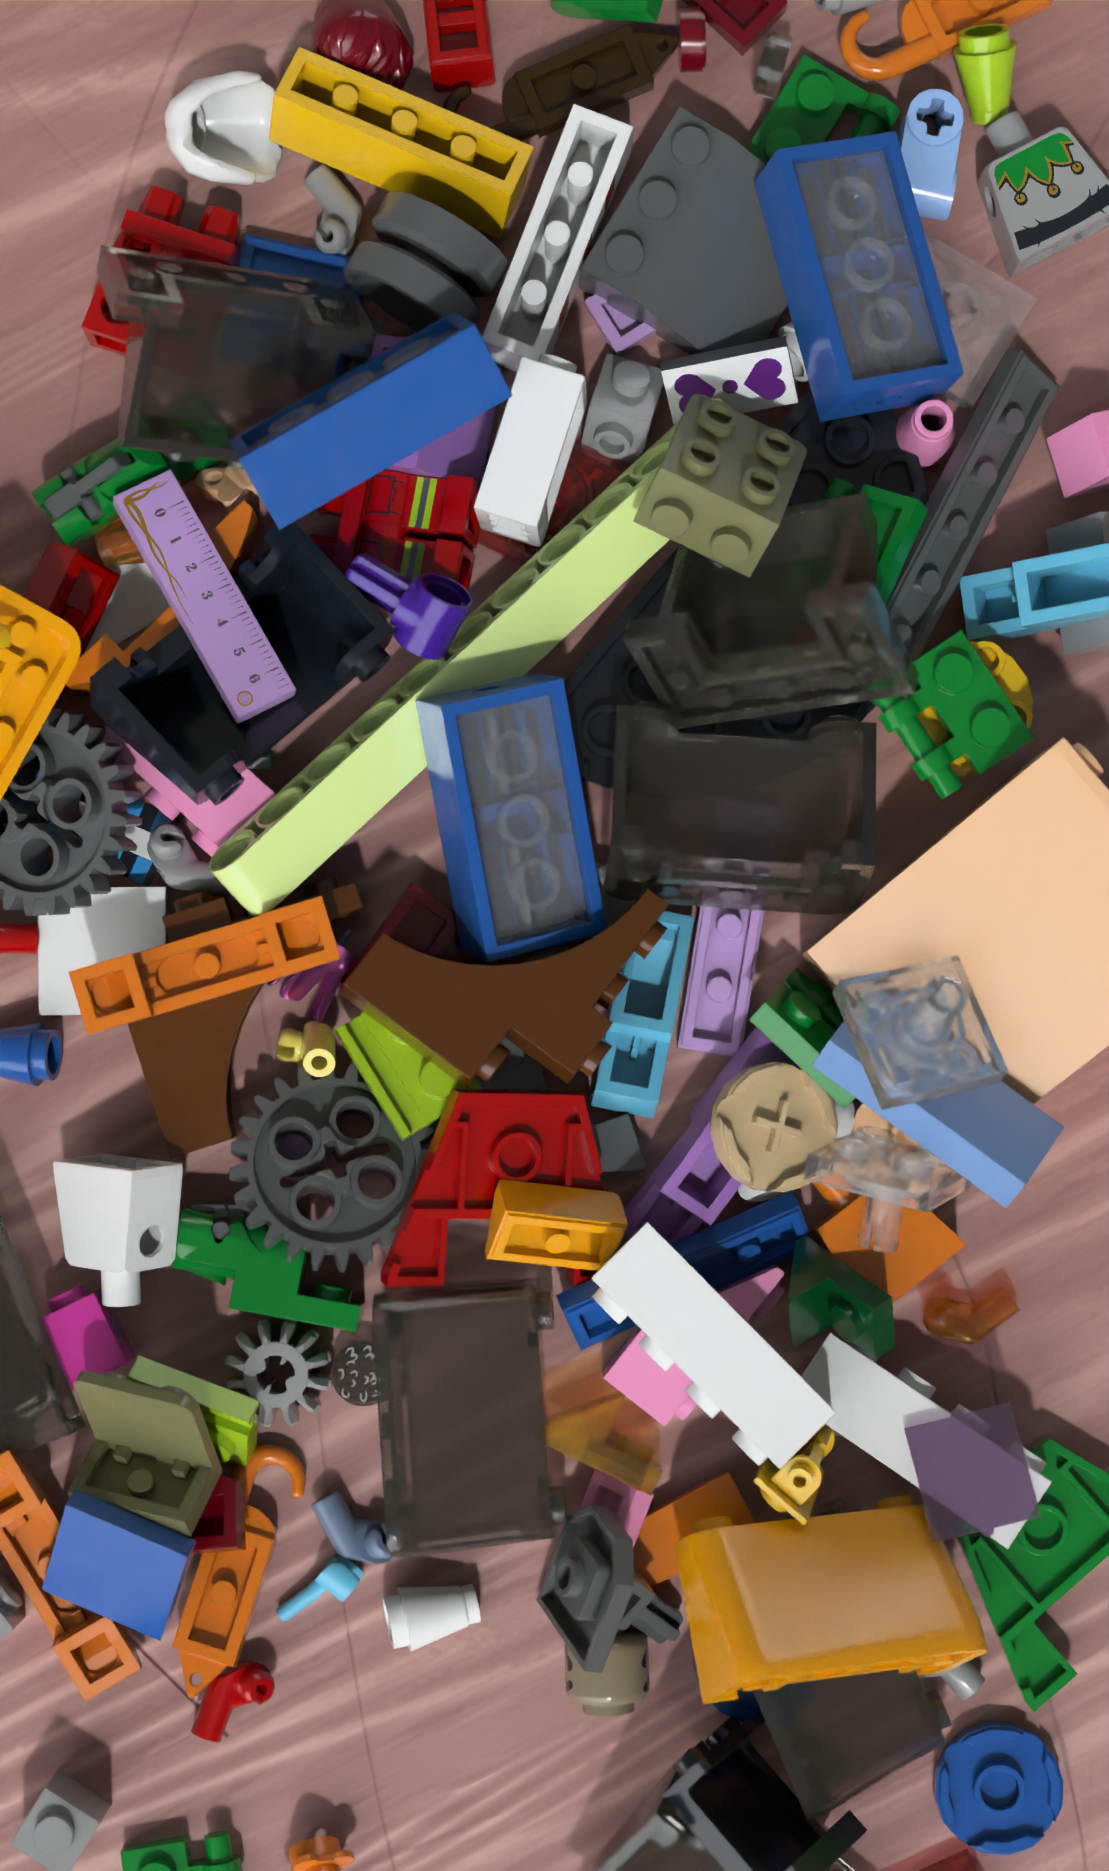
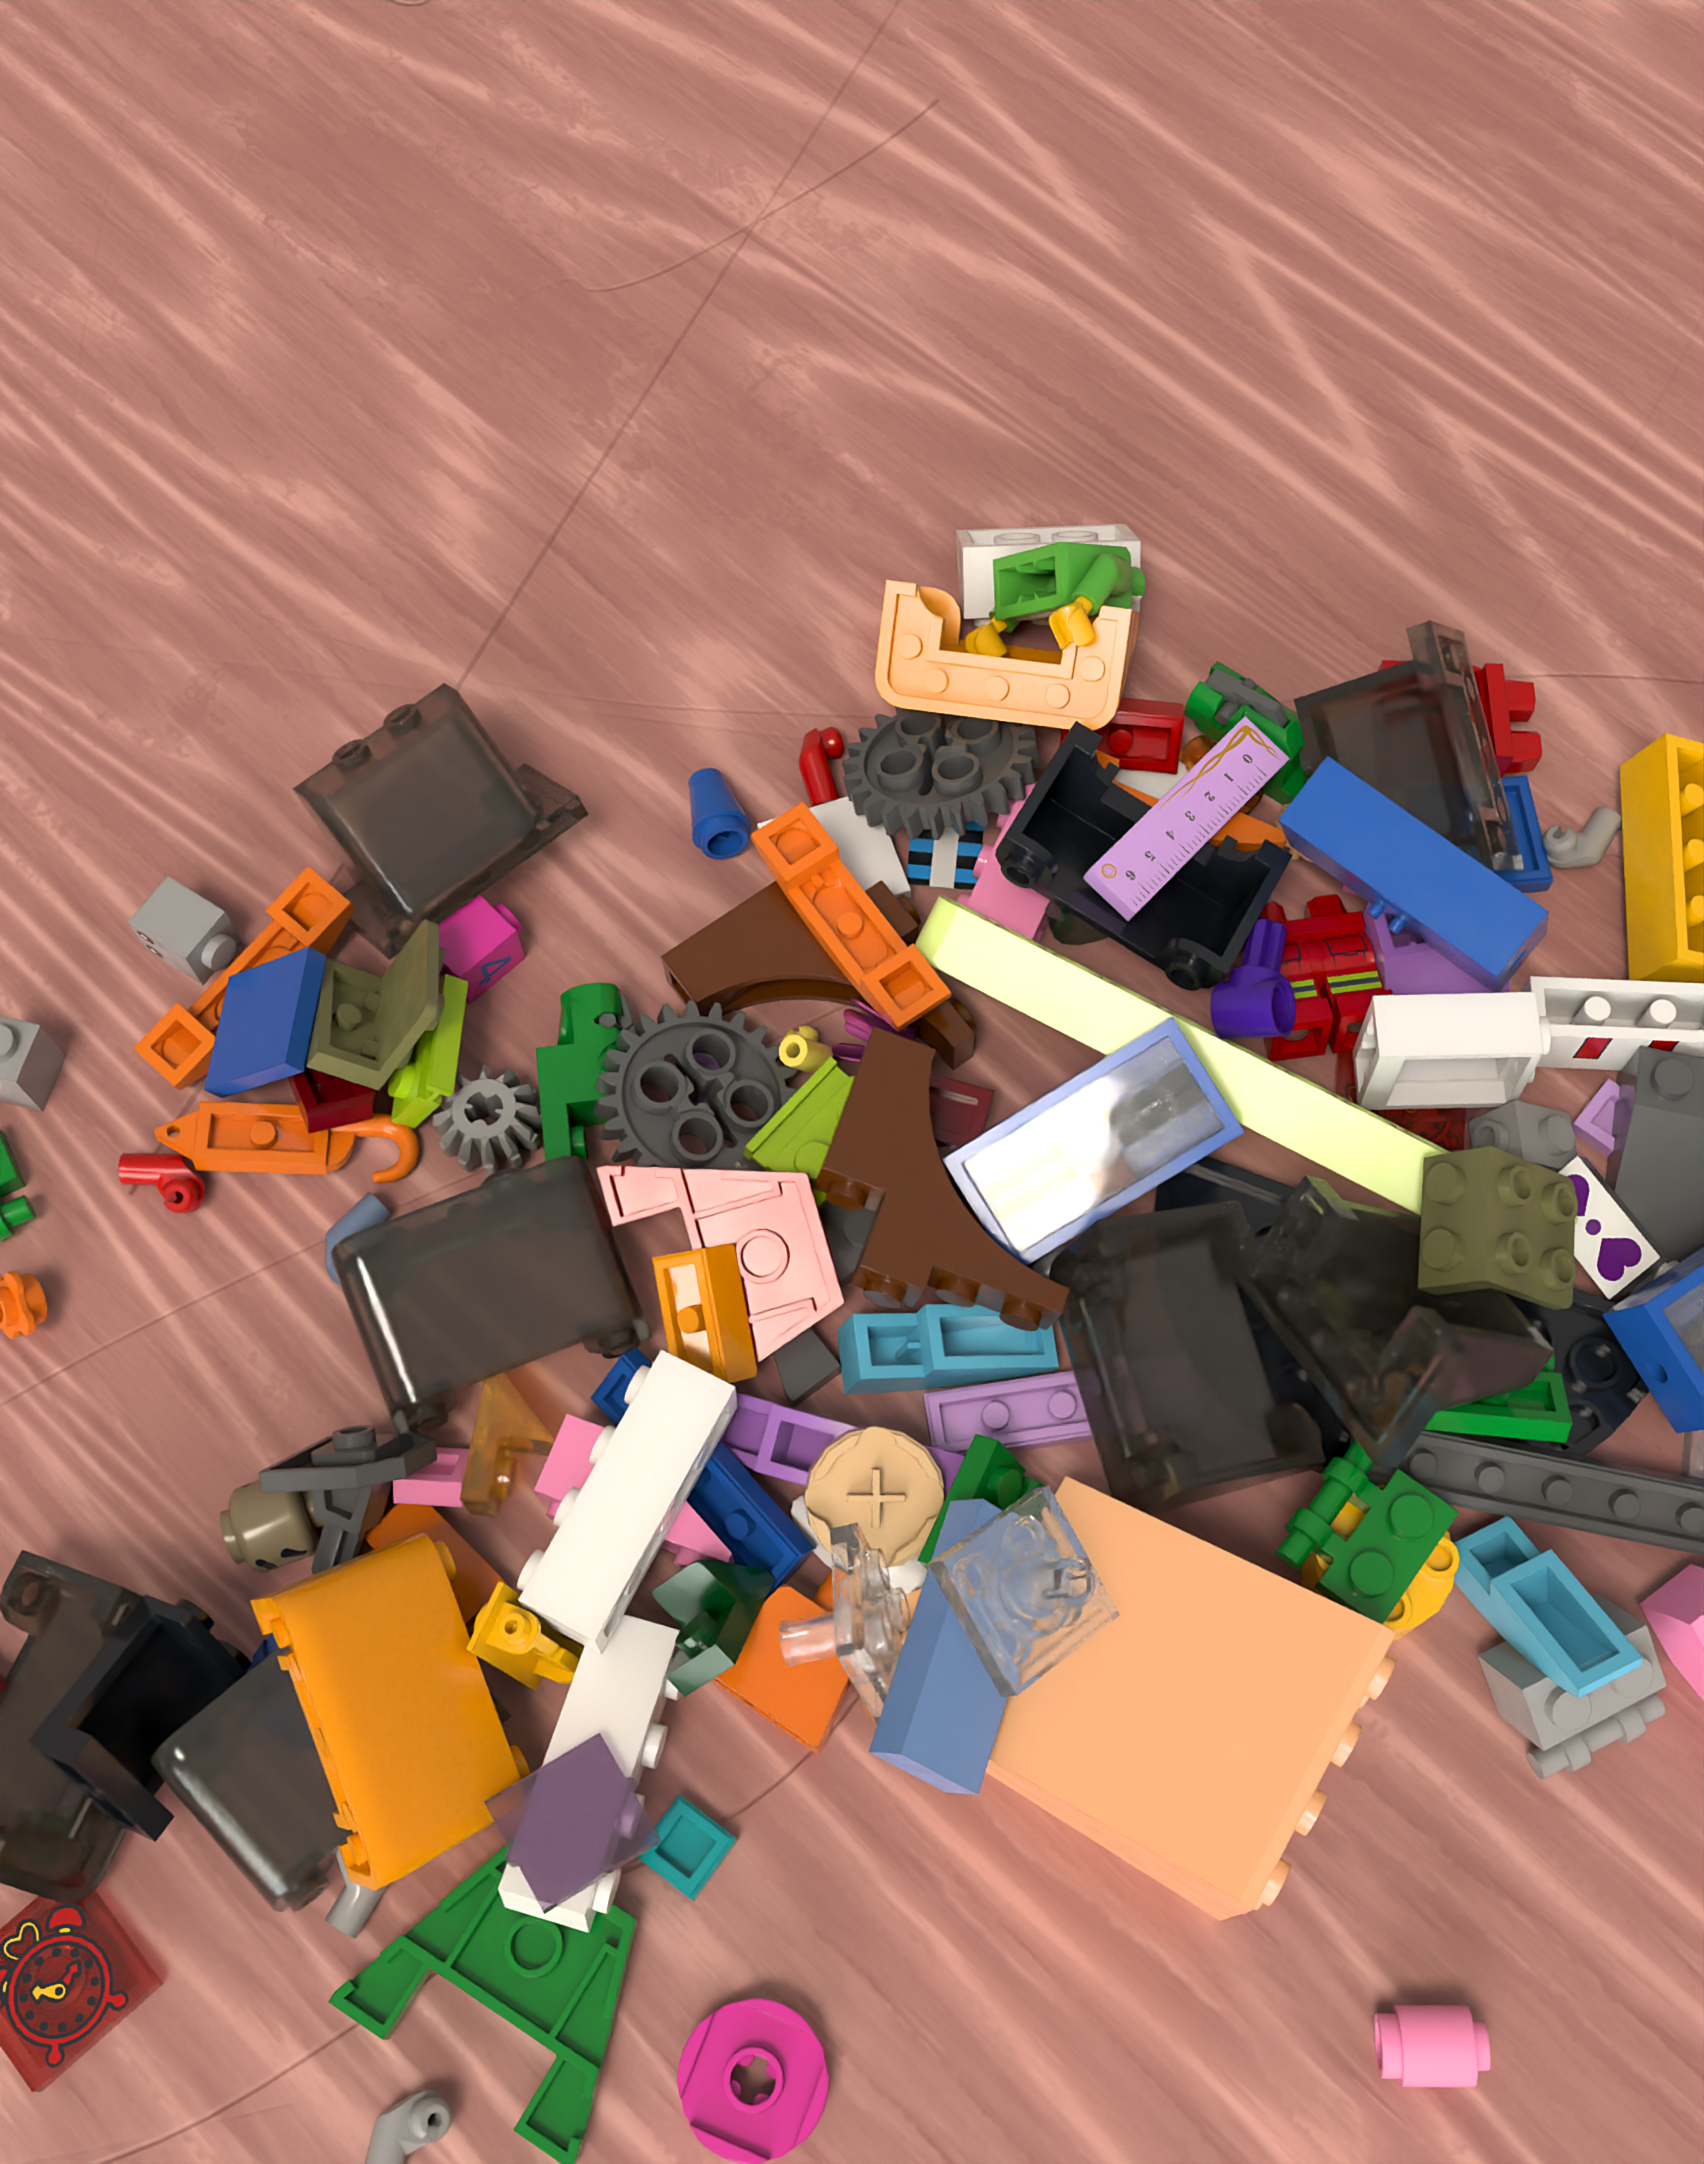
camera: 75 degrees right, 20 degrees down
(118, 1218) = (589, 934): white torso -> none
(179, 863) = (945, 879): light grey arm -> none
(223, 128) = (1609, 719): white hair -> none
(337, 1577) = (303, 1239): medium azure hand -> none
(424, 263) = (1587, 908): dark grey wheel -> none
(429, 1613) = (287, 1331): white cone -> none
(928, 445) = (1642, 1435): bright pink cone -> none
(966, 1321) = (736, 1787): clear orange arm -> none
(997, 1787) = (237, 1995): blue tile -> none
(1000, 1374) = (689, 1848): none -> teal tile

